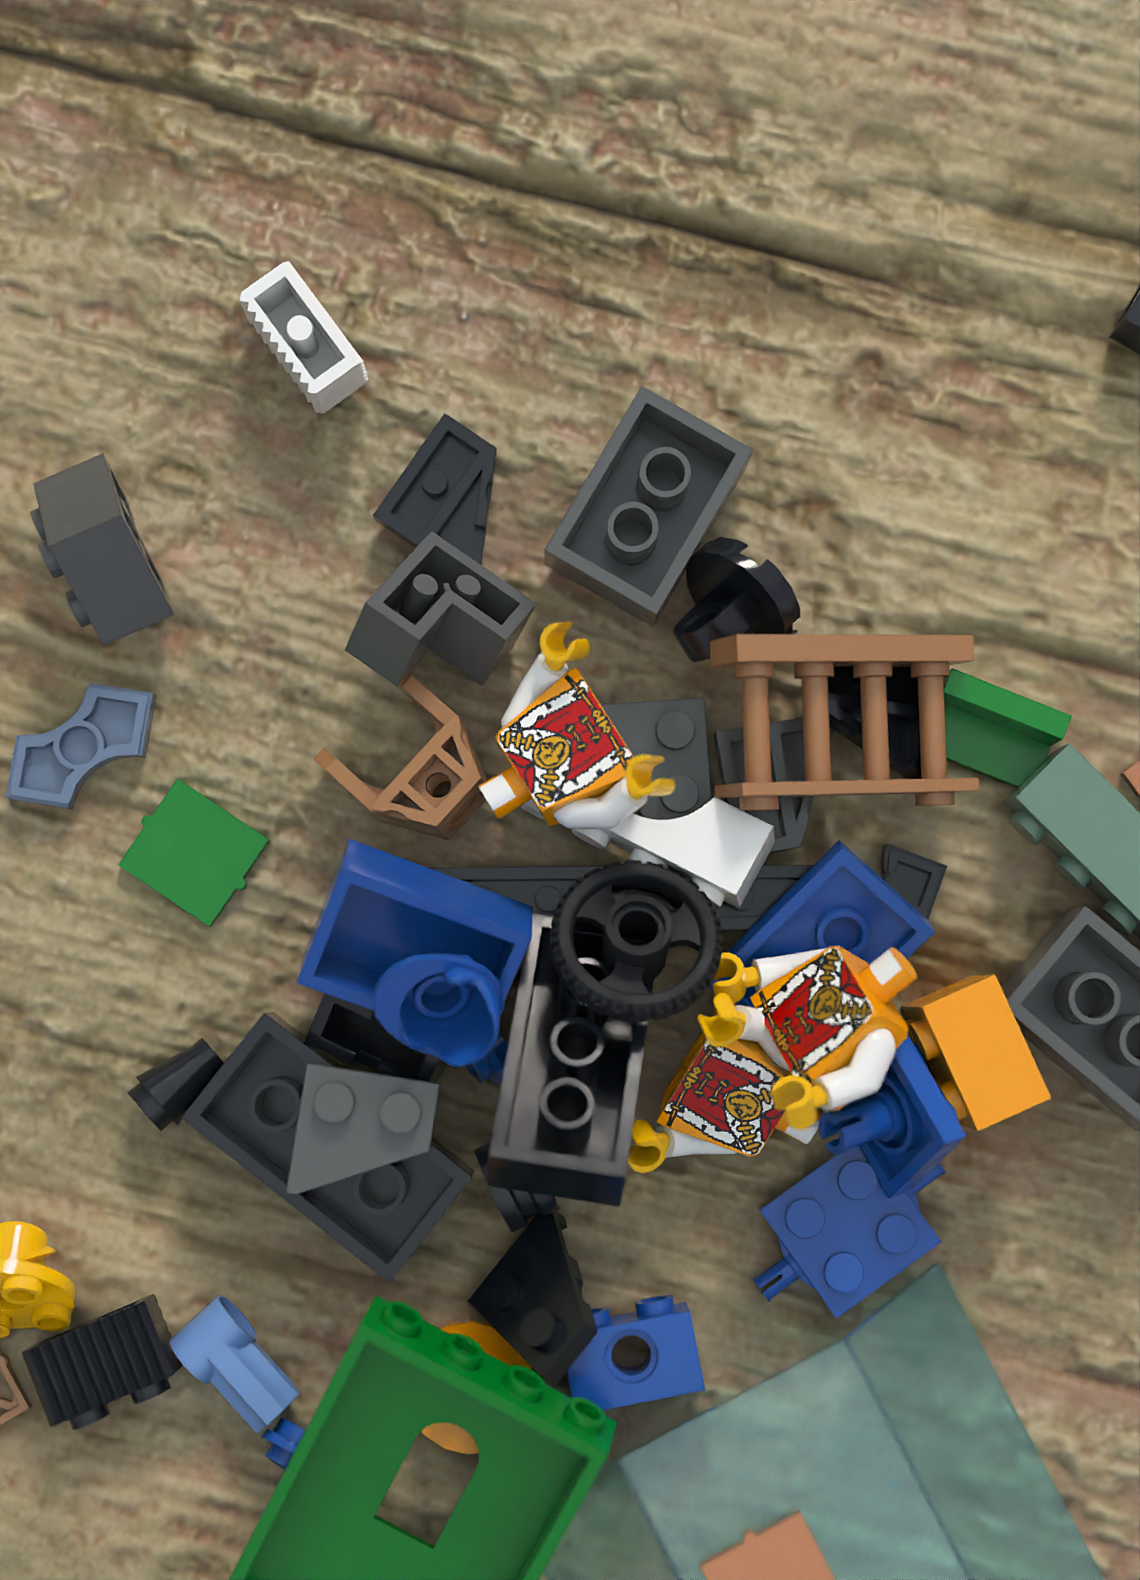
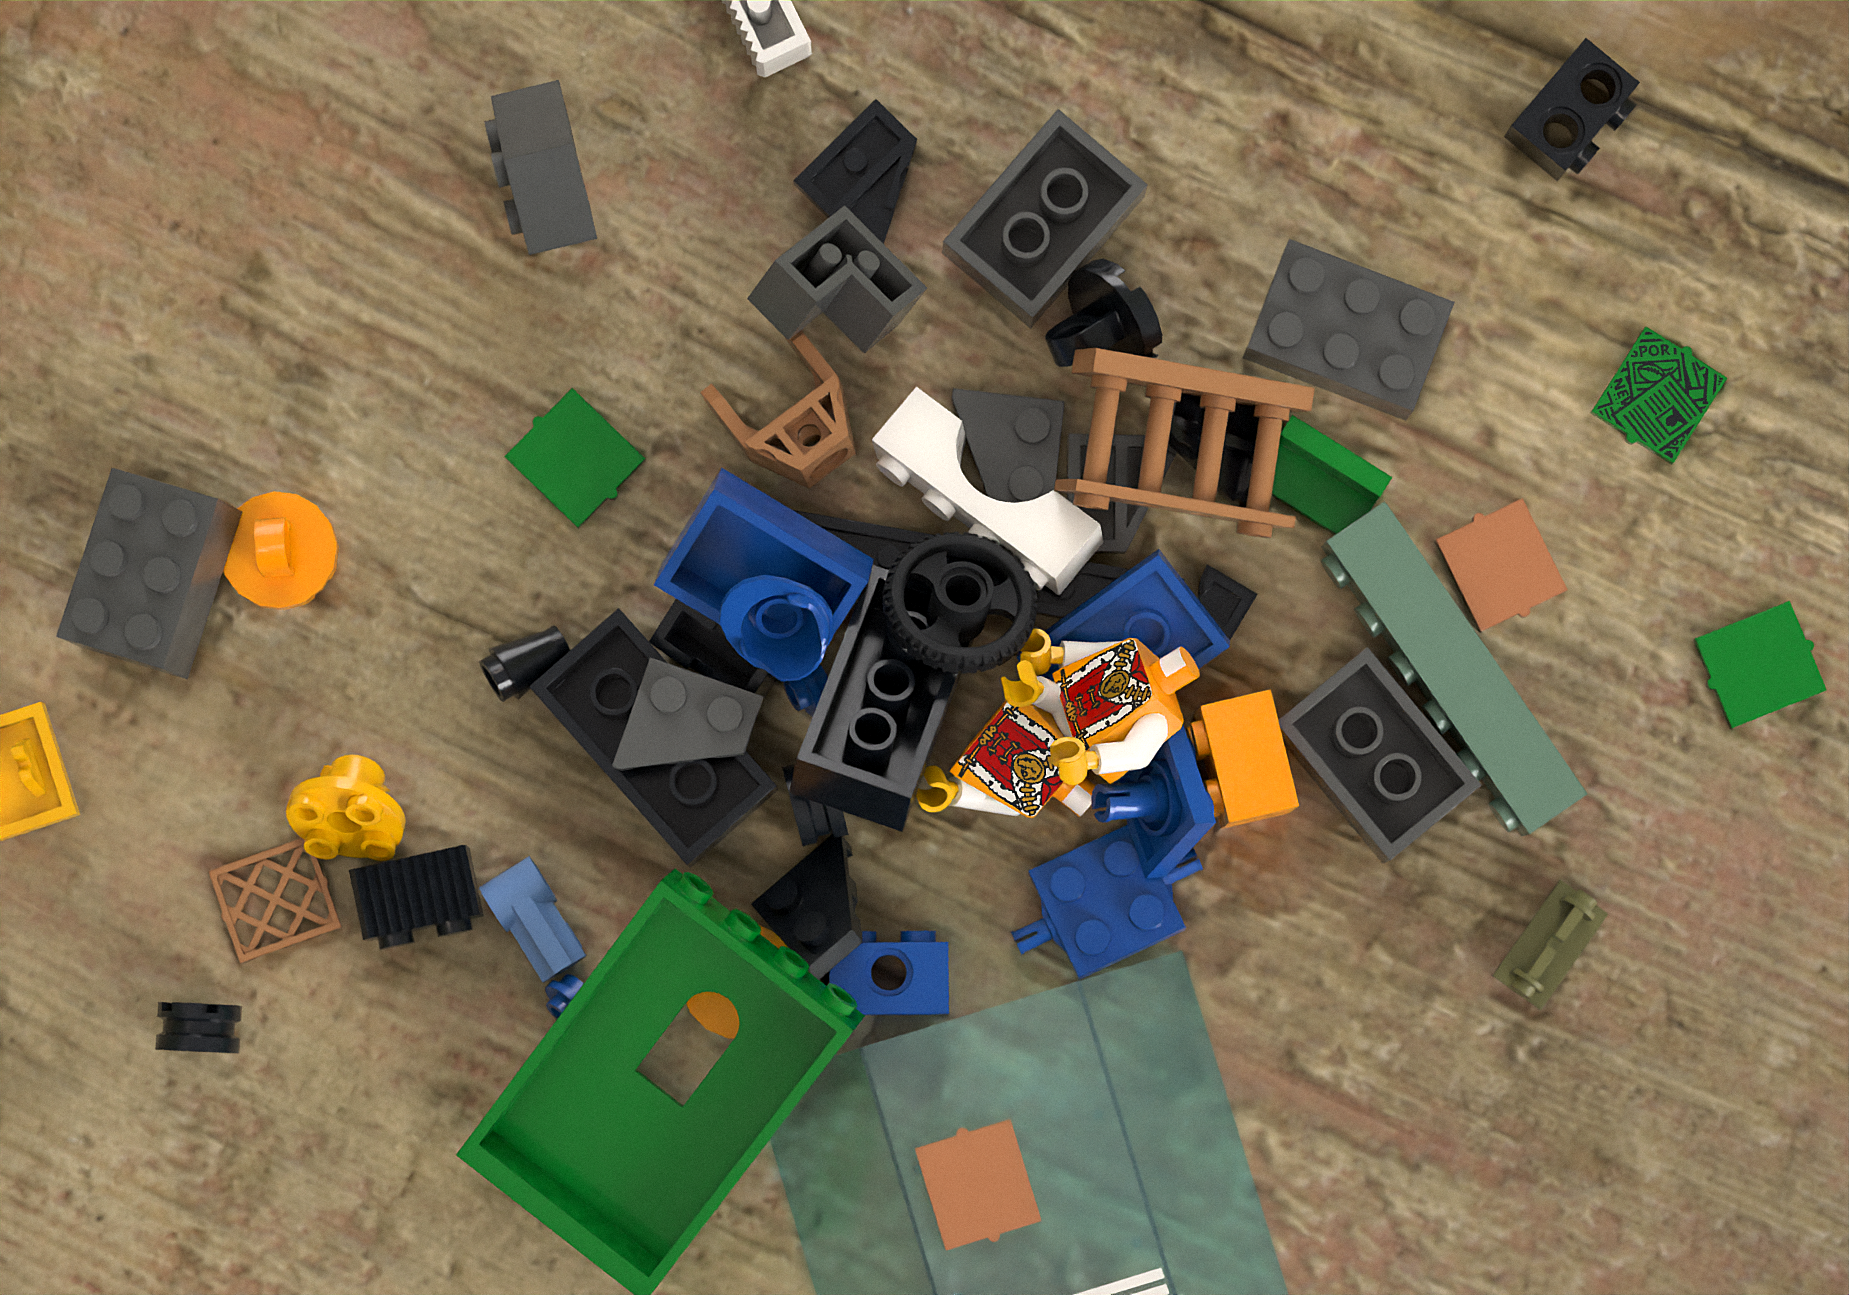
camera: 10 degrees right, 0 degrees up
(105, 728) = (464, 354): sand blue tile -> none
(567, 748) = (929, 421): torso -> none
(992, 567) = (1348, 330): none -> dark grey brick

